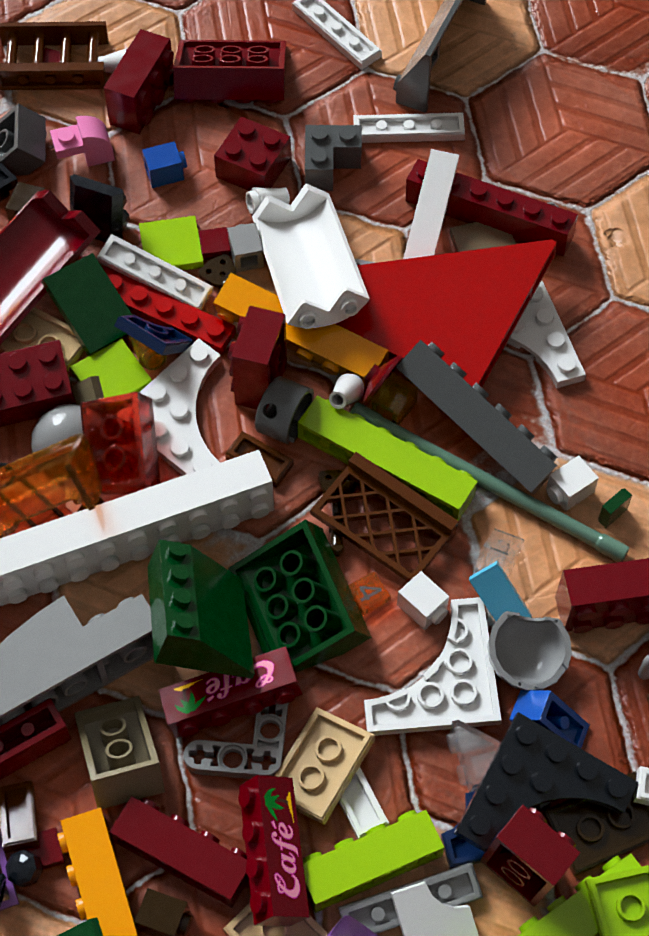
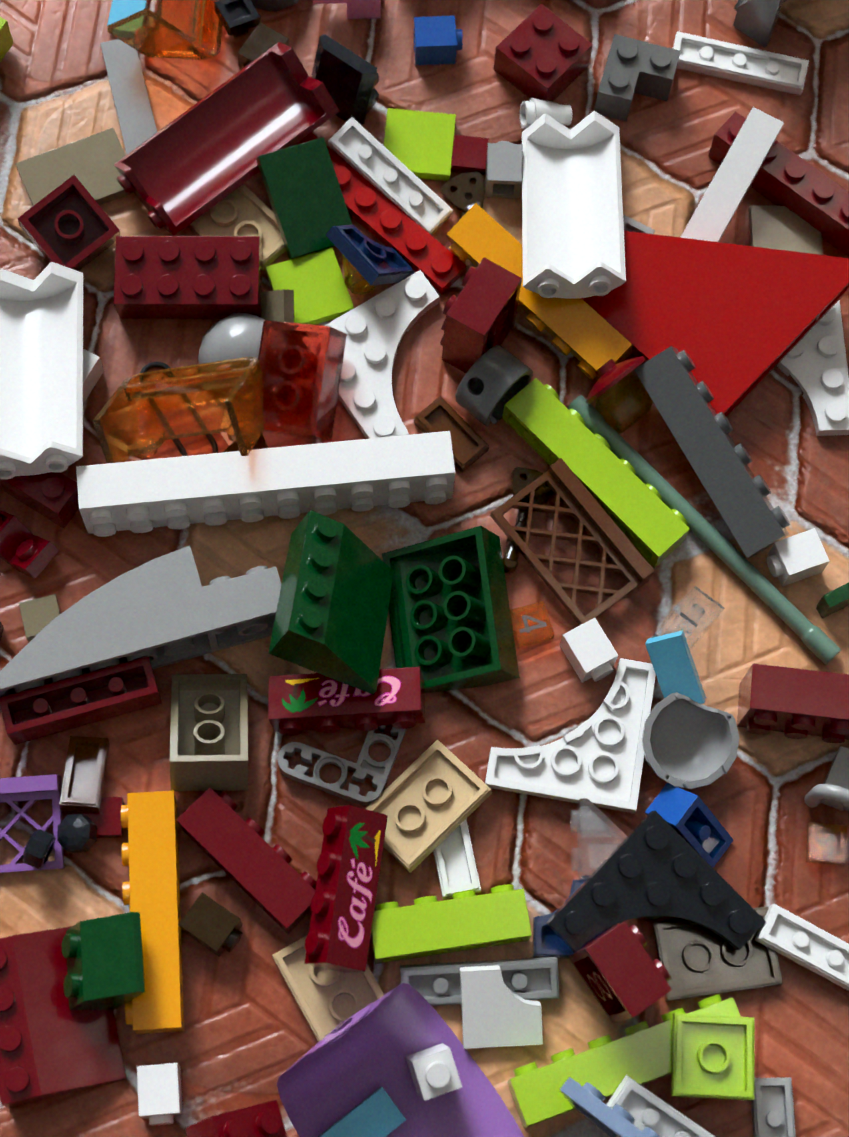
camera: 10 degrees right, 10 degrees up
(347, 390) = (572, 380): white cone -> none

